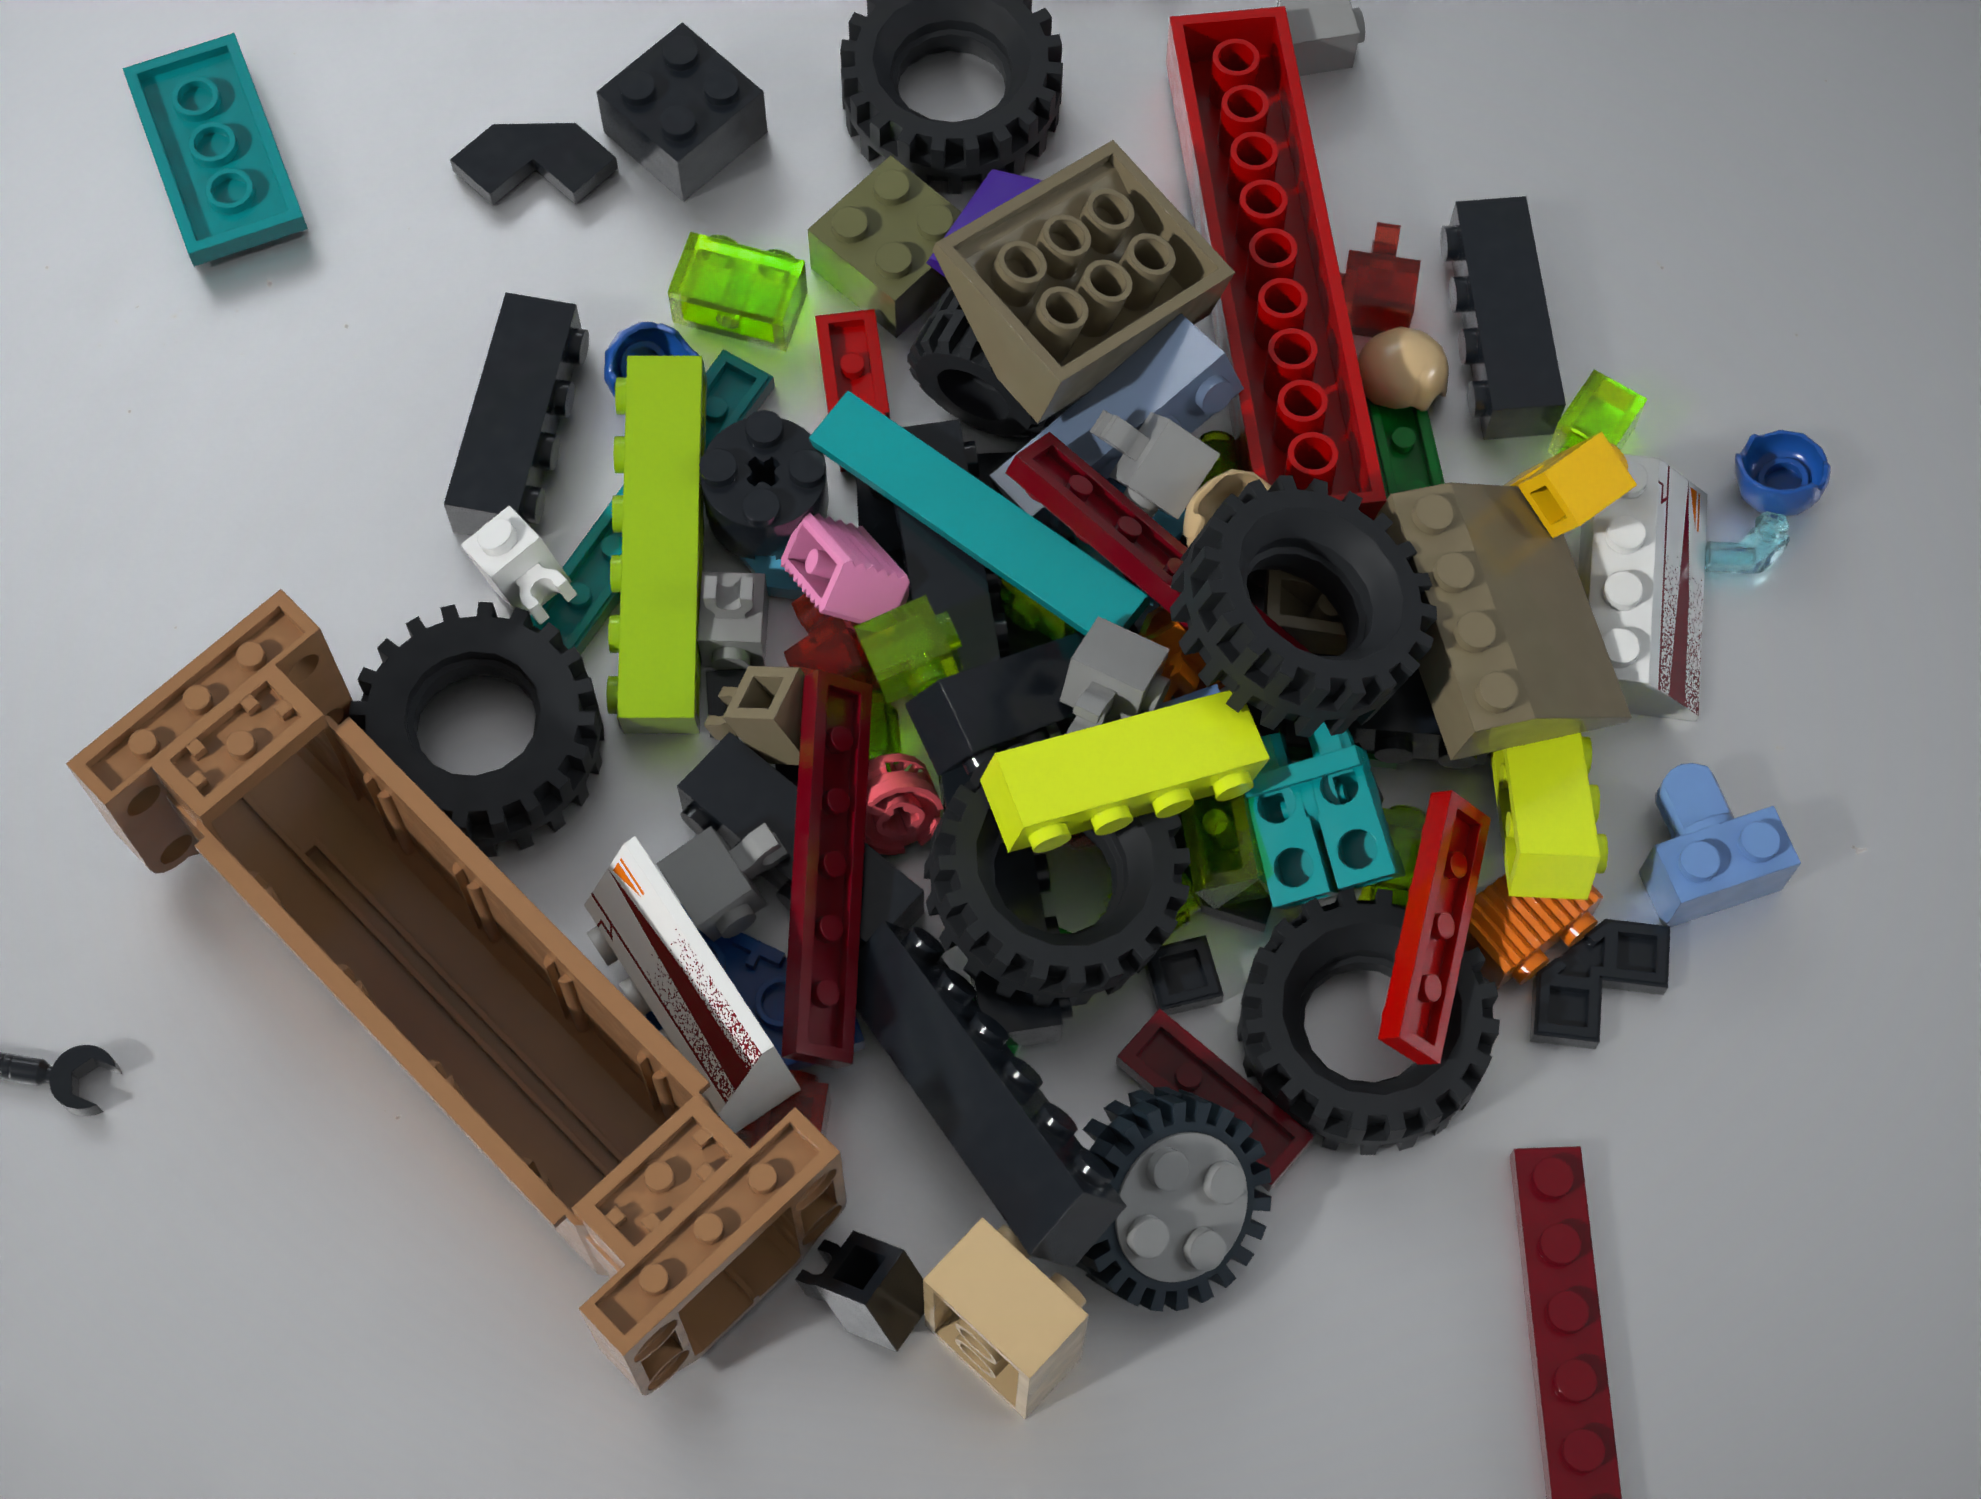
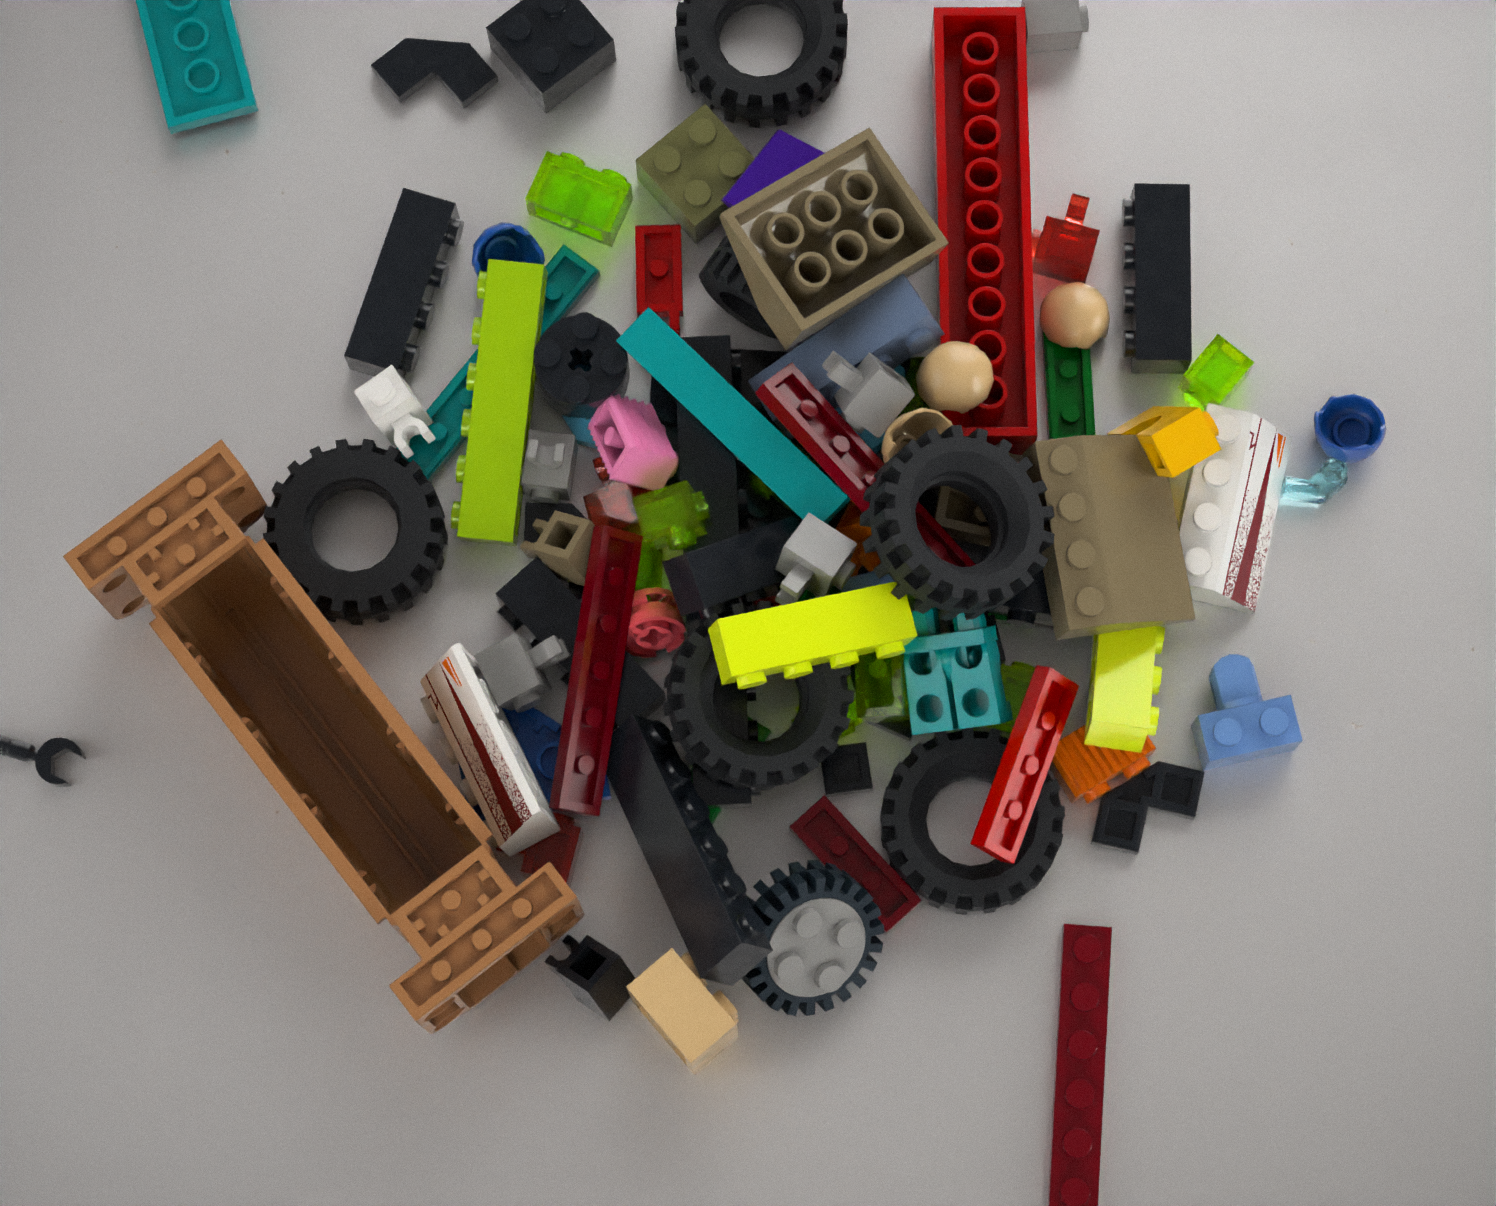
camera: 10 degrees right, 10 degrees up
(1267, 433) = (954, 377): none -> tan hair

